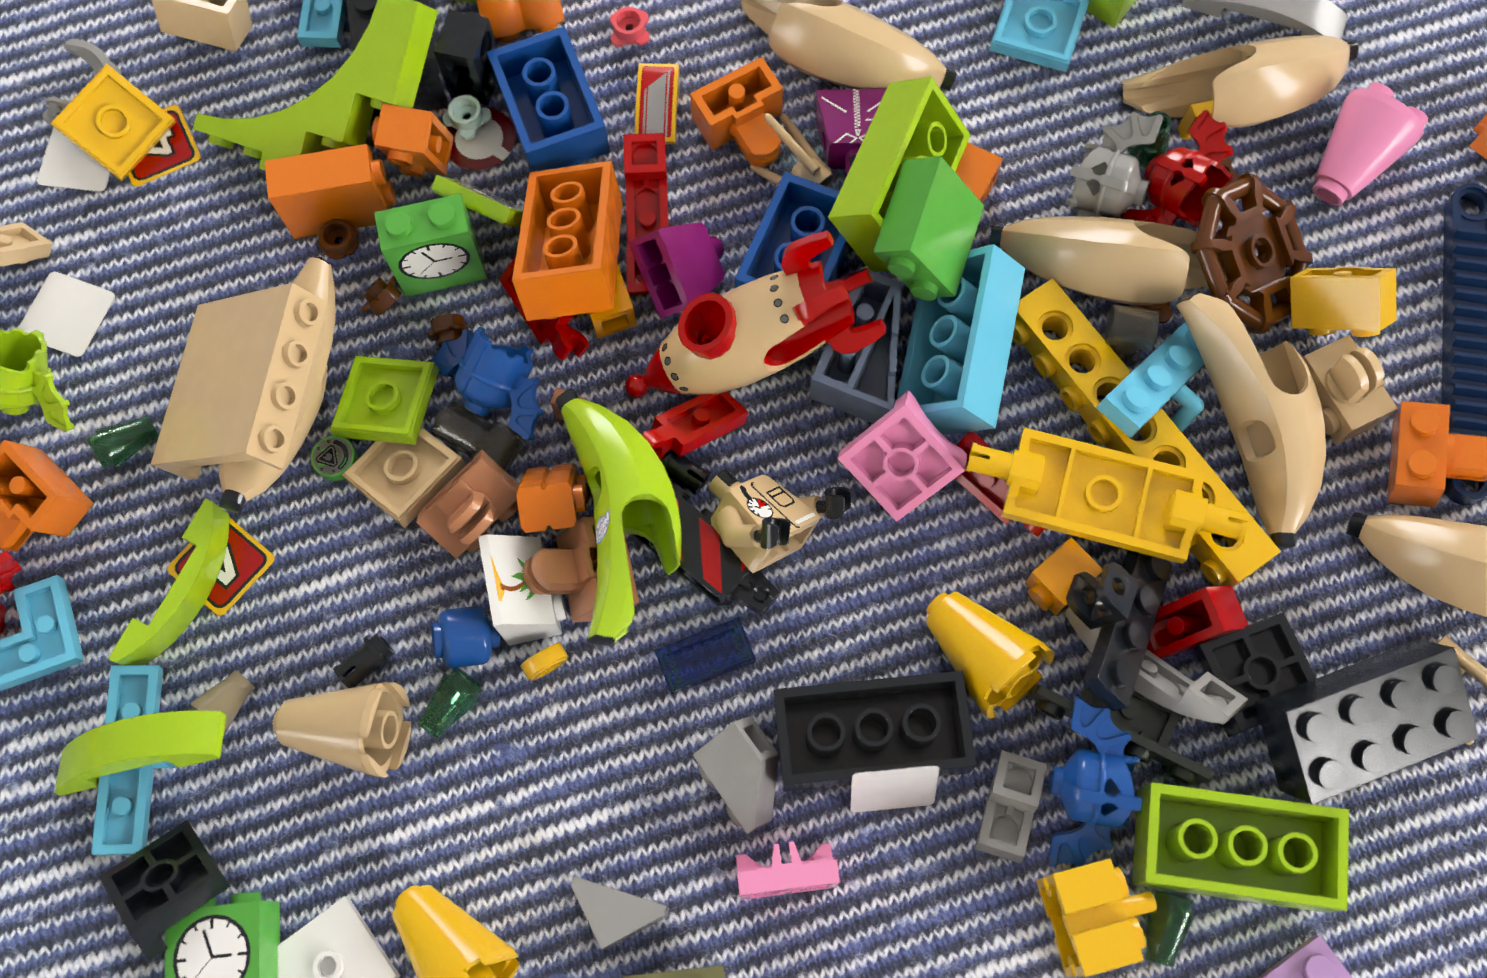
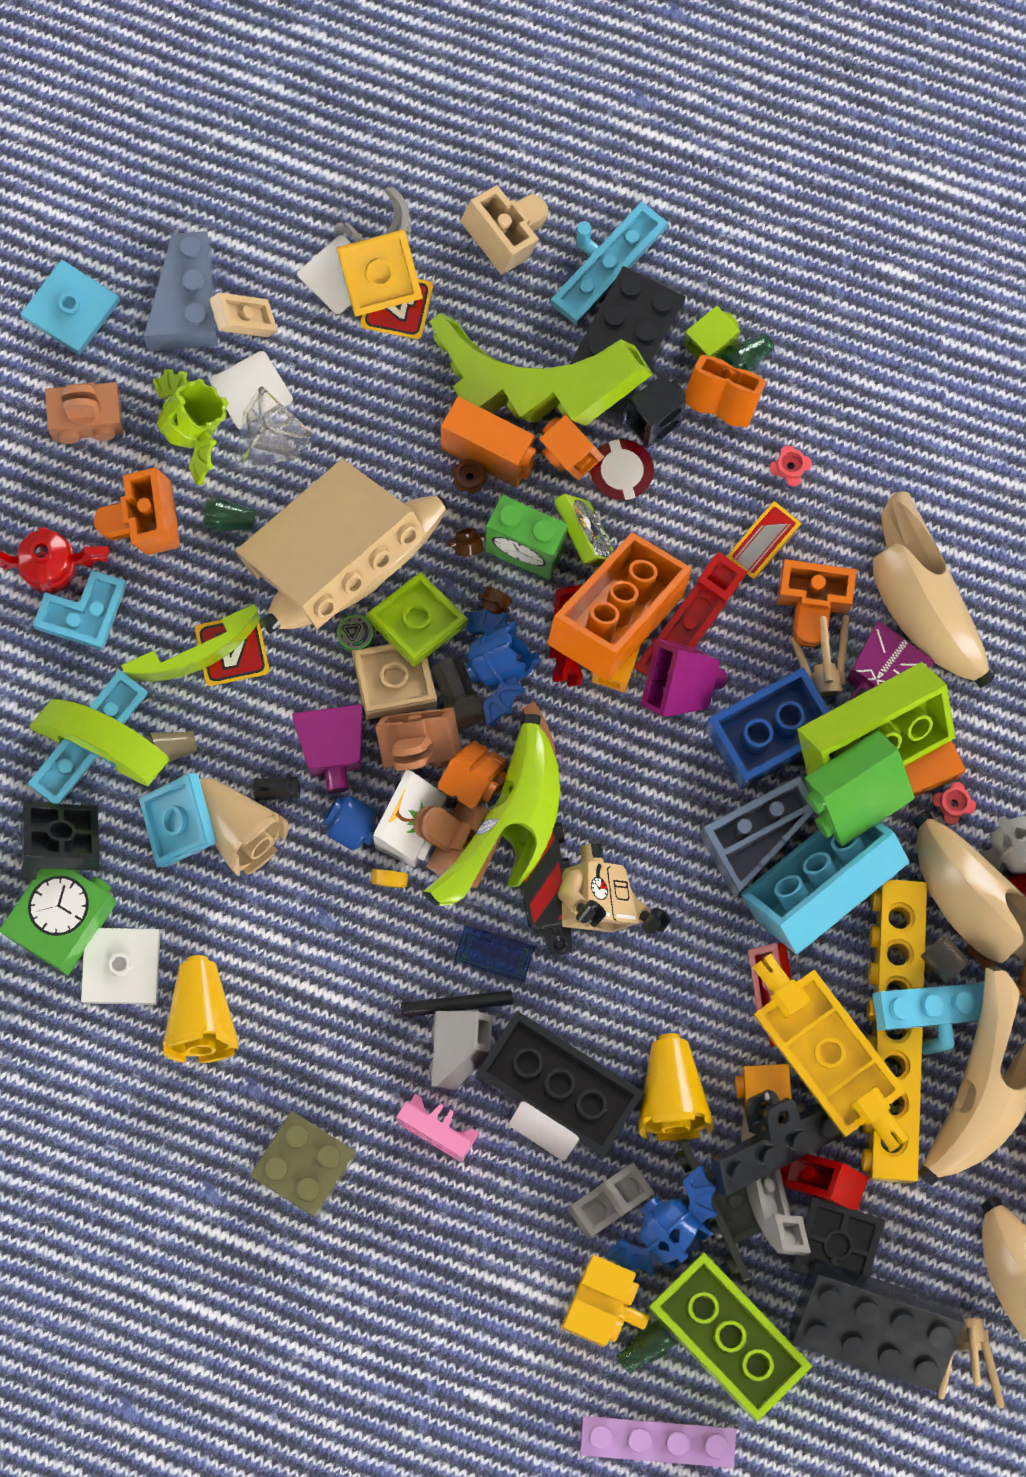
camera: 30 degrees right, 5 degrees up
(110, 336) = (269, 433): none -> clear slope
(281, 769) = (177, 820): none -> medium azure plate
(386, 575) = (331, 743): none -> magenta torso
(451, 700) = (312, 857): clear green cone -> none
(466, 106) = (624, 439): light aqua plate -> none
(549, 101) = (686, 485): blue brick -> none
(614, 913) = (313, 1069): light grey slope -> none
(685, 471) = (574, 815): black pin -> none
(695, 423) = (606, 795): red plate -> none
(708, 730) = (457, 1003): none -> black bar
(759, 327) = (695, 768): piece -> none
(903, 458) = (722, 926): bright pink piece -> none
(1015, 190) = (958, 793): none -> coral plate

